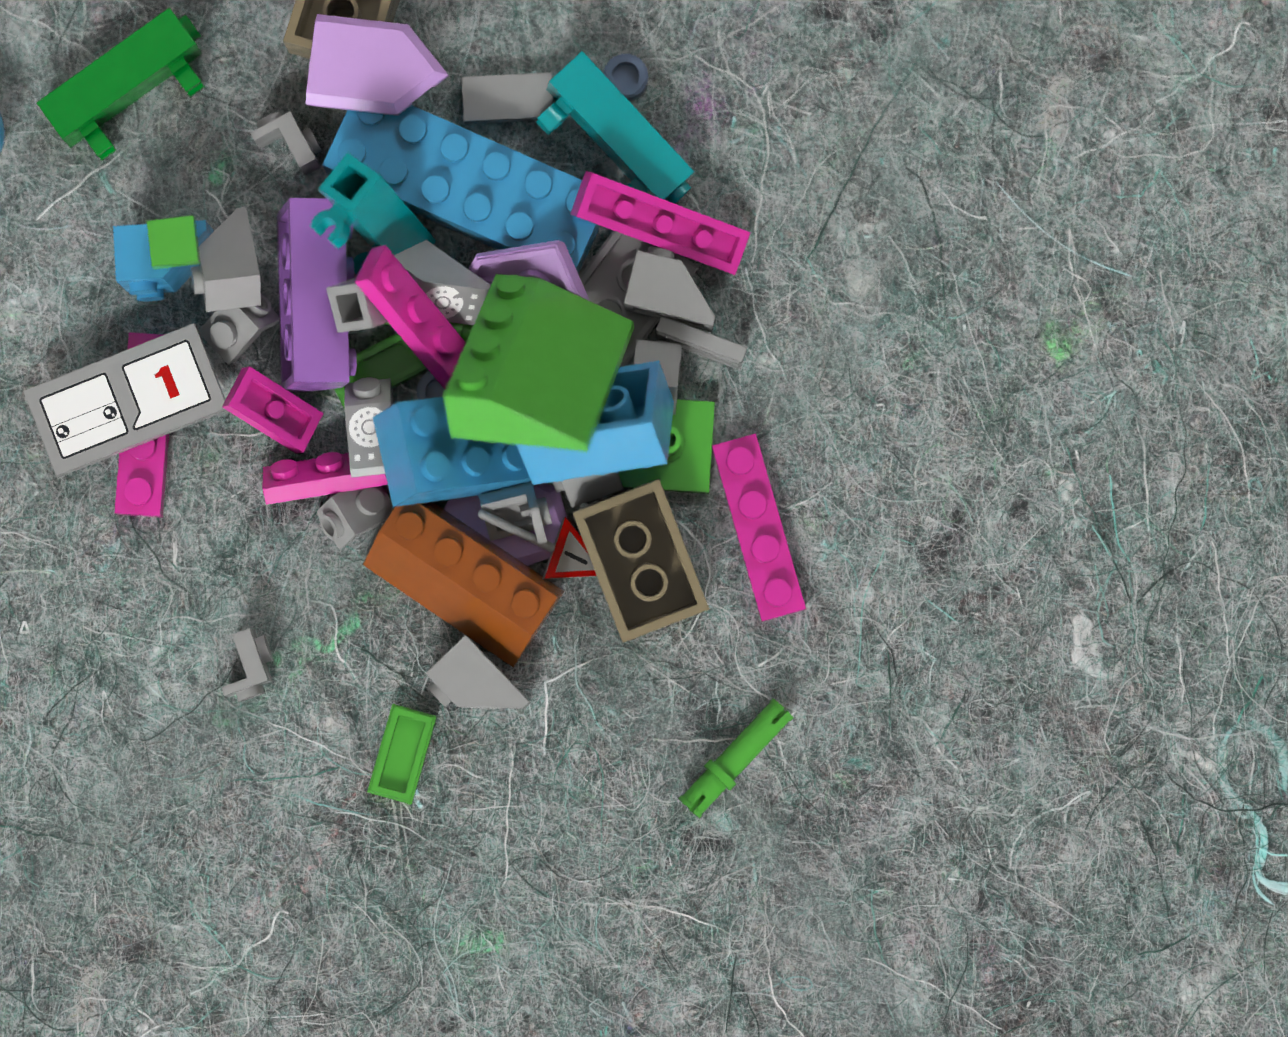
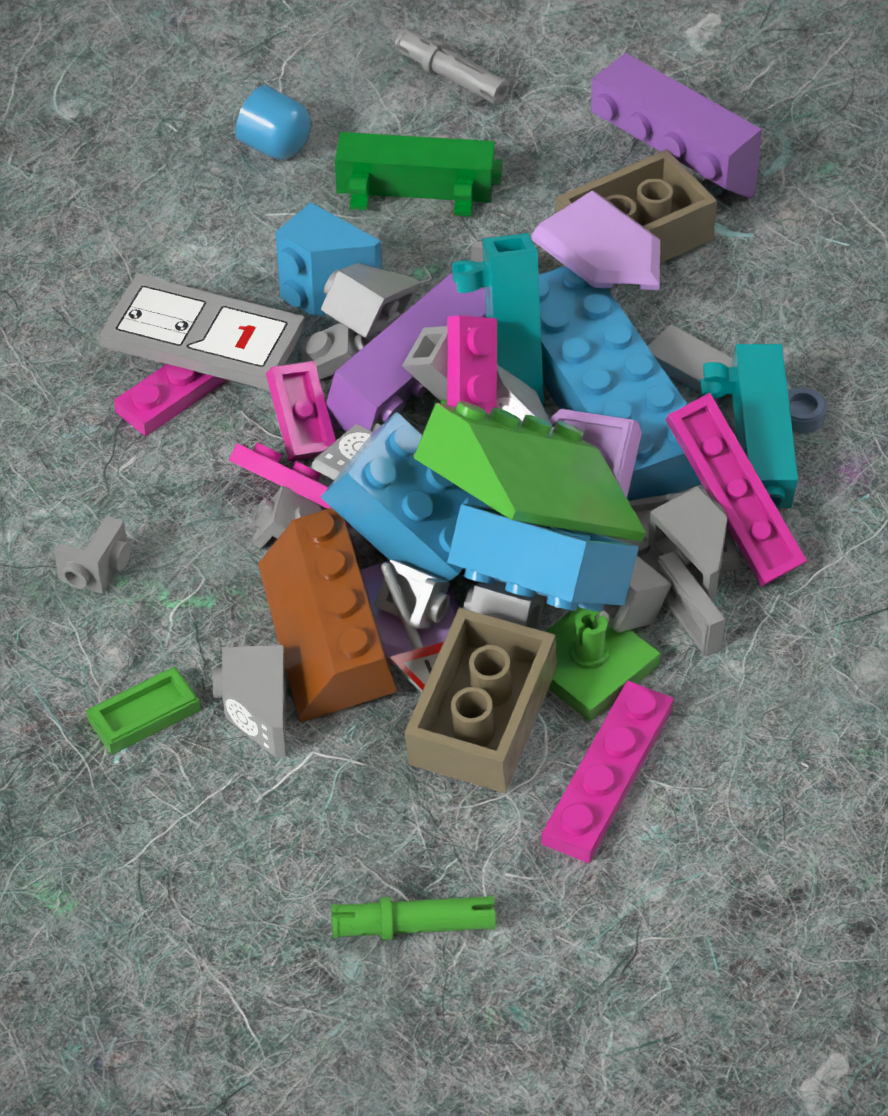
camera: 40 degrees right, 35 degrees down
(173, 242) = (342, 231): bright green tile -> none

